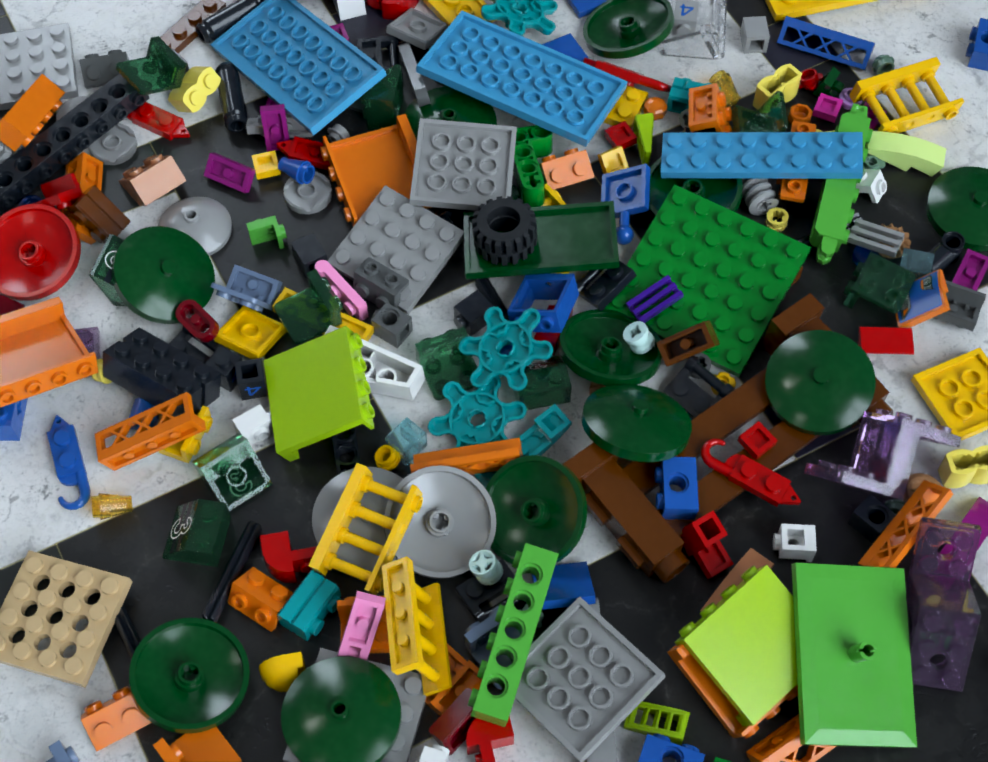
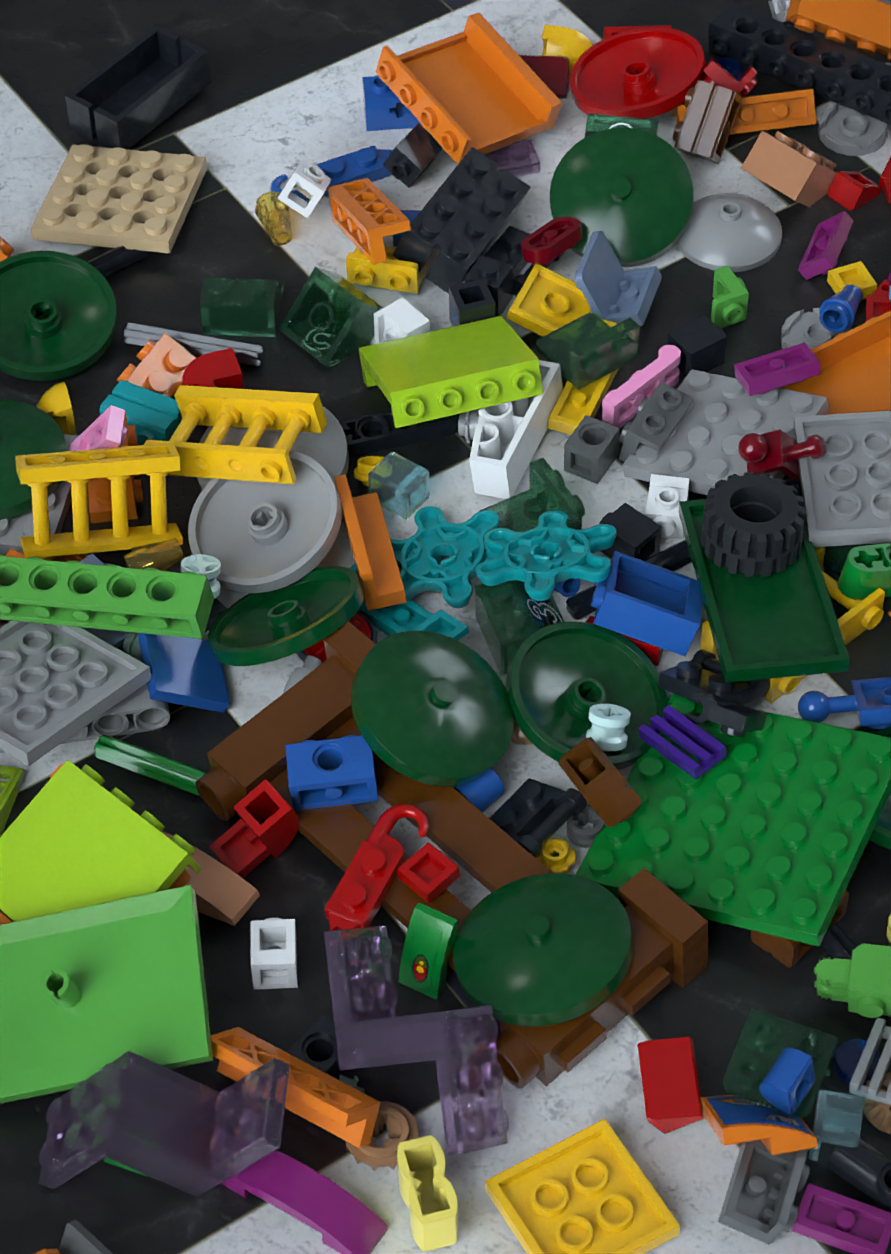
camera: 85 degrees right, 10 degrees down
(73, 403) = (413, 155): none -> black brick
(95, 476) = (310, 182): none -> white brick
(176, 149) = (852, 189): none -> red slope
(360, 204) = (777, 369): none -> magenta plate
(441, 215) = (778, 452): none -> dark red piece
(449, 289) = (664, 503): none -> white brick
(453, 603) = (155, 555): none -> clear yellow cone
(638, 607) = (148, 763): none -> green axle
(644, 268) = (733, 717): none -> black plate
(806, 448) = (426, 951): none -> green slope
(909, 271) = (788, 1080): none -> blue brick

